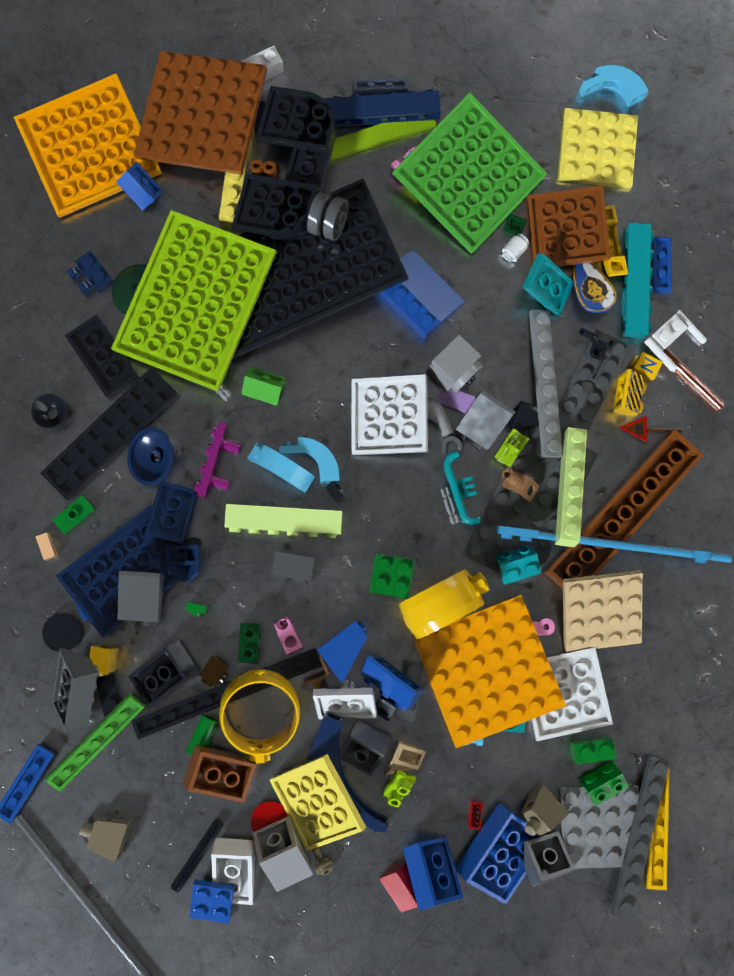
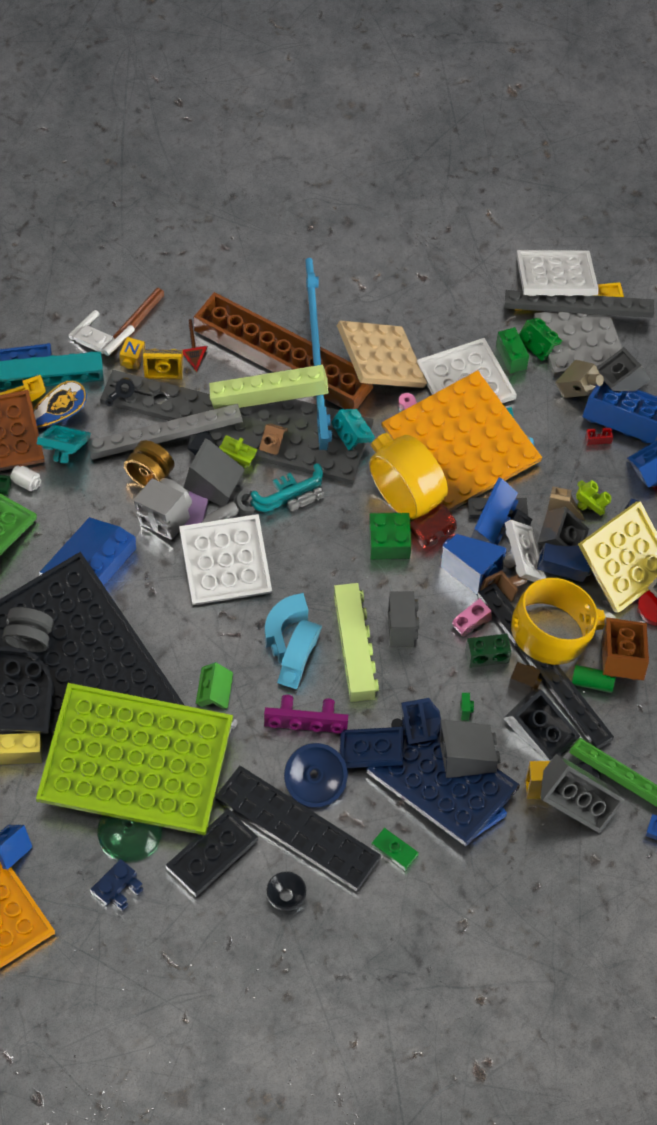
camera: 95 degrees left, 25 degrees down
(46, 546) = (432, 869): light nougat piece -> none
(62, 632) = (524, 835): black tile -> none
(336, 491) = (315, 599): black plate -> none
(393, 622) = (433, 526): none -> clear red brick
(506, 360) = (148, 462): none -> pearl gold wheel
(683, 822) = (556, 272): none -> white plate

